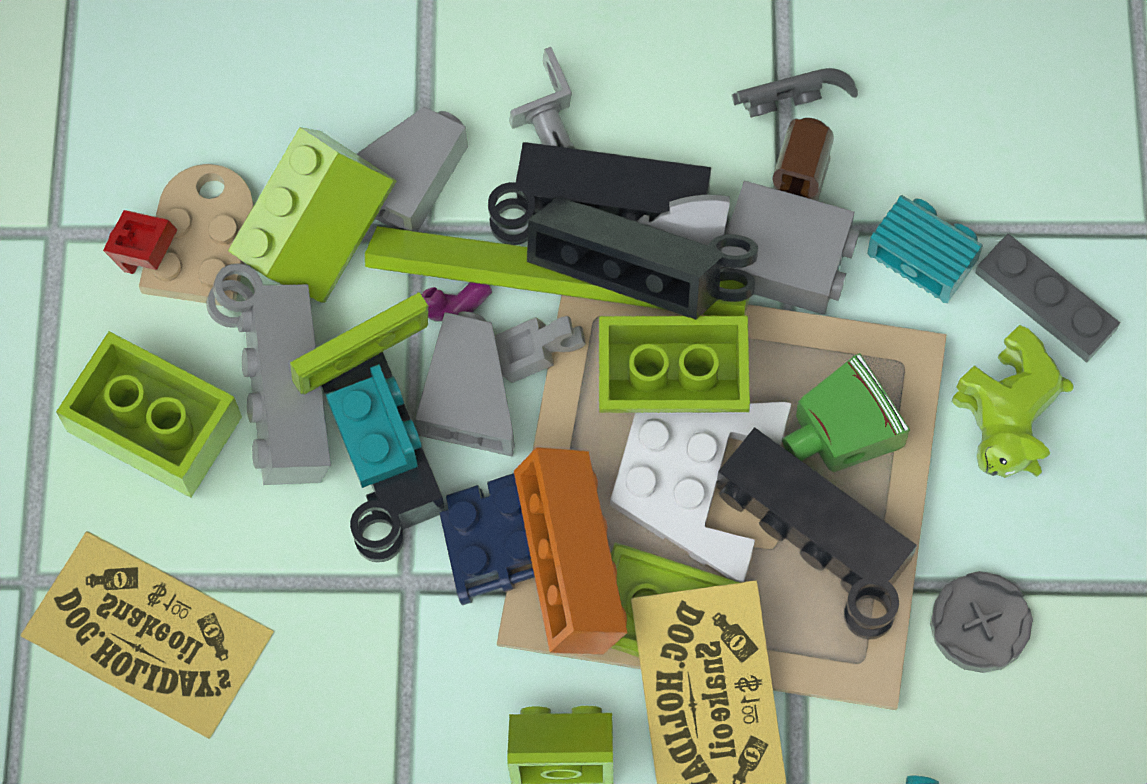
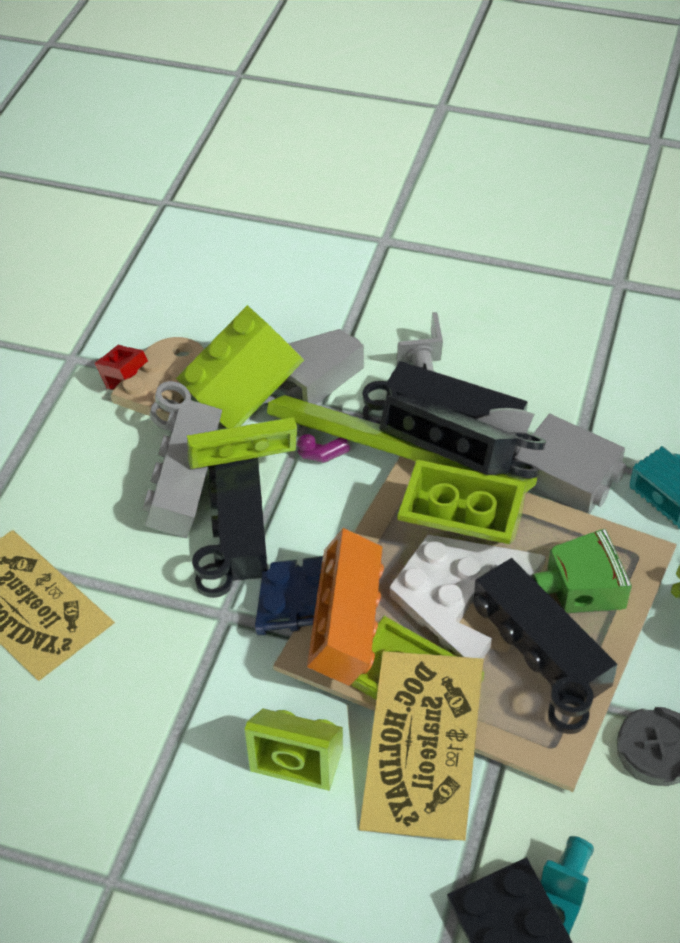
camera: 15 degrees right, 20 degrees down
(149, 414) = (84, 462): lime brick -> none
(372, 428) = (231, 498): teal bracket -> none
(465, 388) = (308, 499): light grey slope -> none
(529, 346) = (363, 483): light grey plate -> none
(802, 87) = (608, 378): dark grey piece -> none
(804, 158) = (596, 405): reddish brown brick -> none

